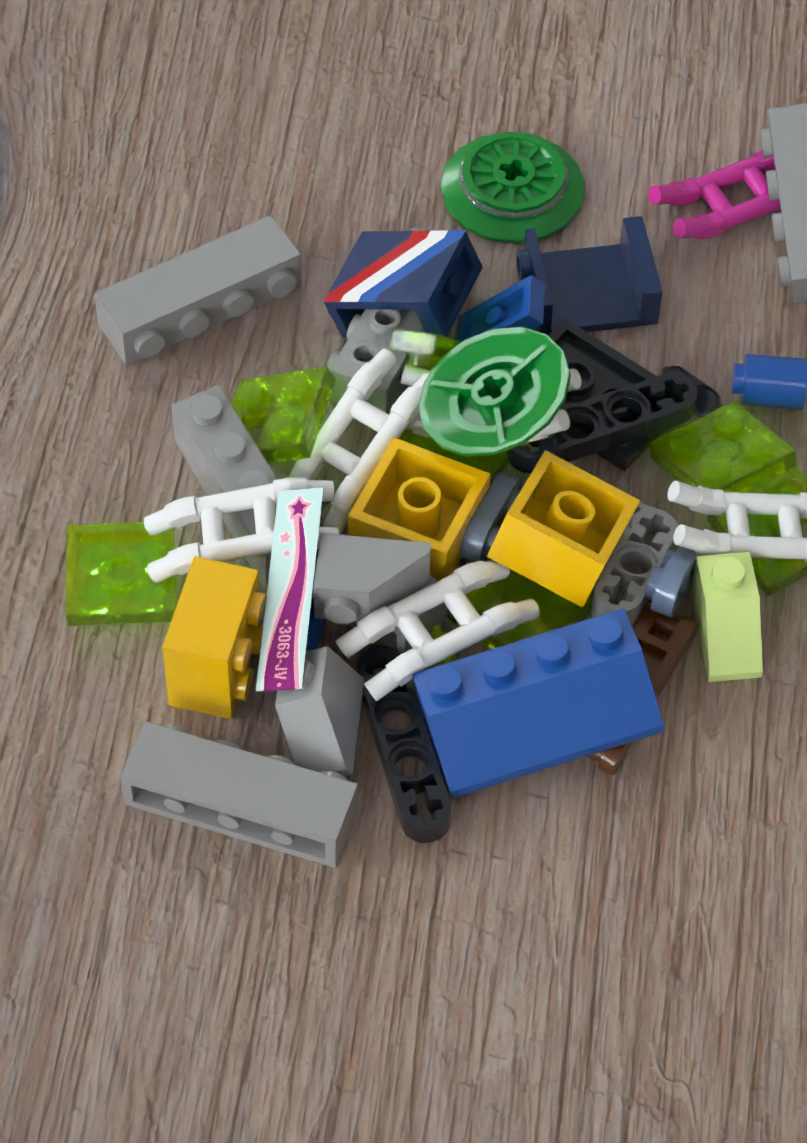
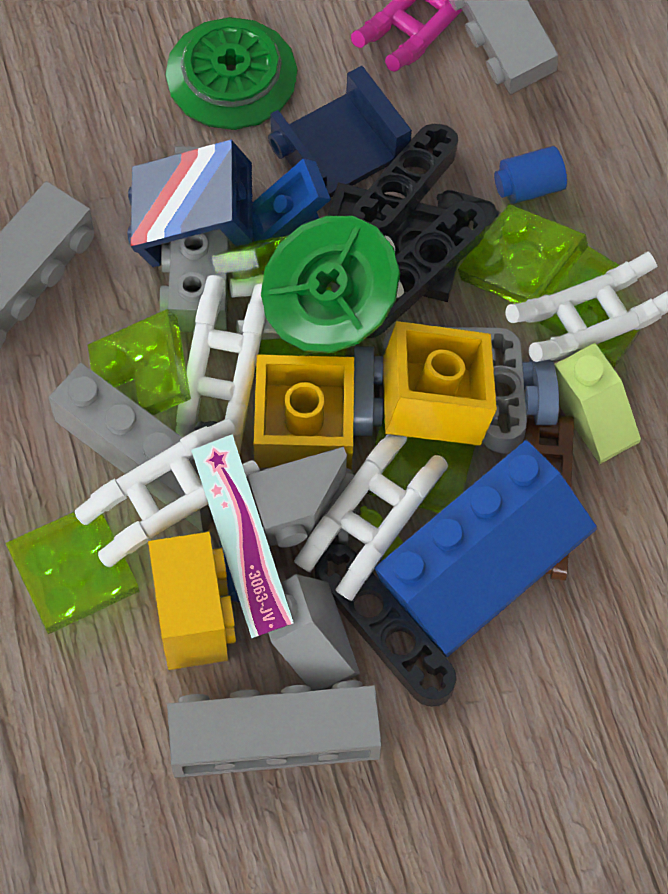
camera: 25 degrees left, 10 degrees up
(677, 322) = (411, 185): none -> black beam

